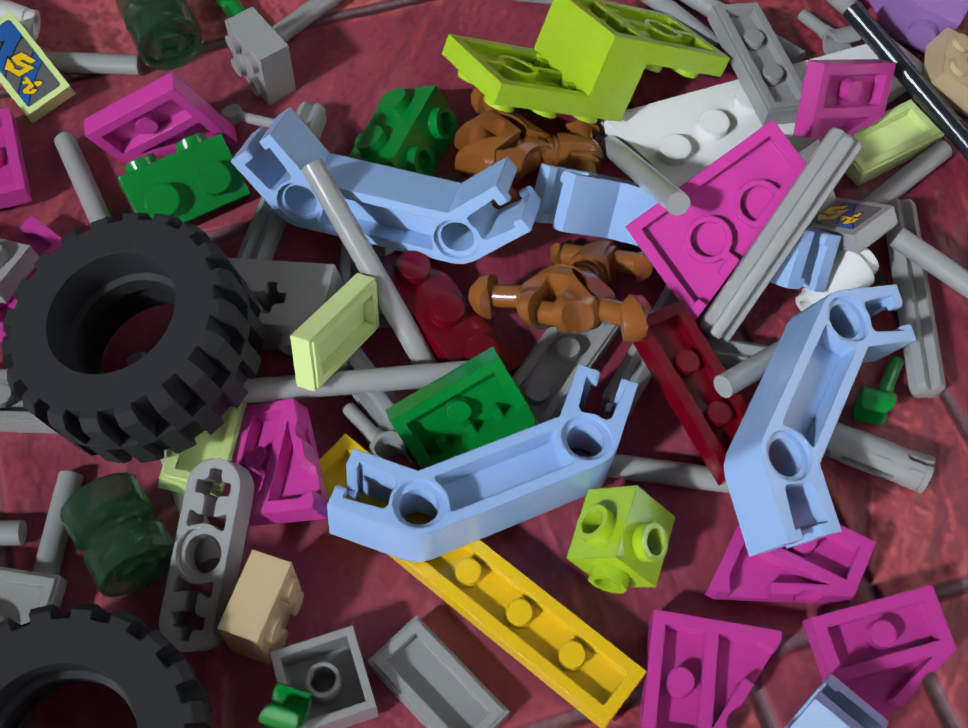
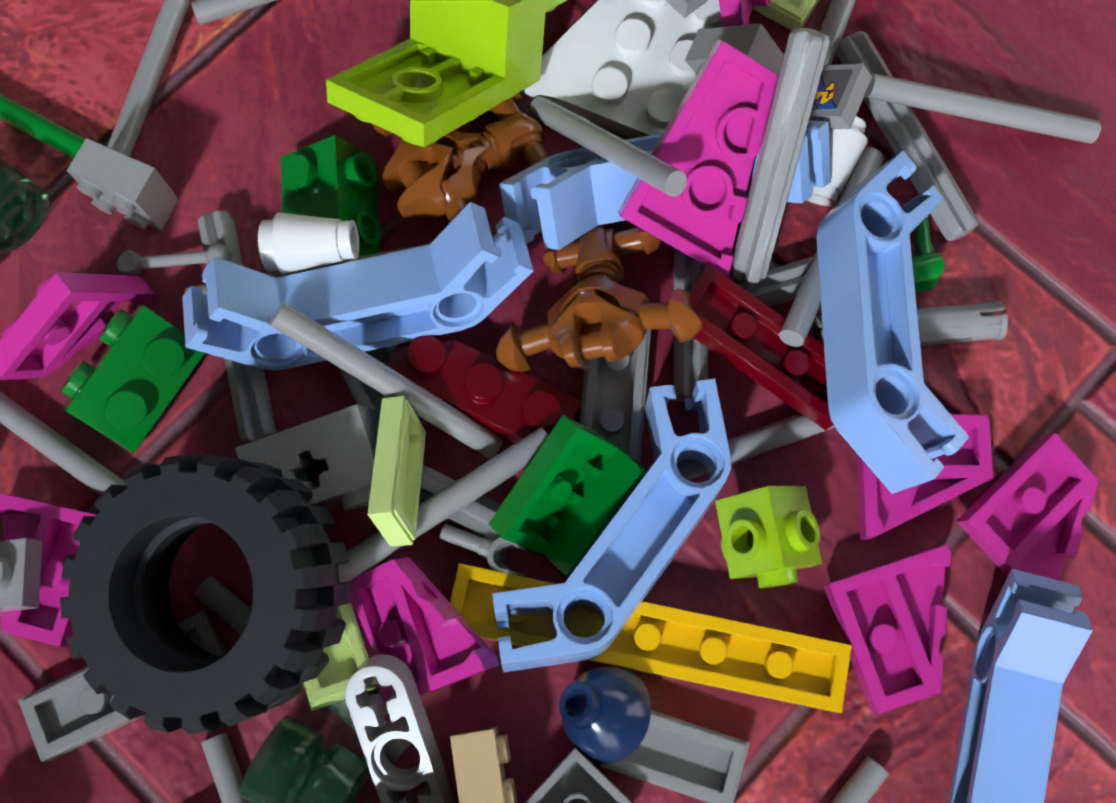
camera: 25 degrees left, 15 degrees up
(367, 139) = (305, 242): none -> white cone
(394, 611) = (606, 713): none -> dark blue brick

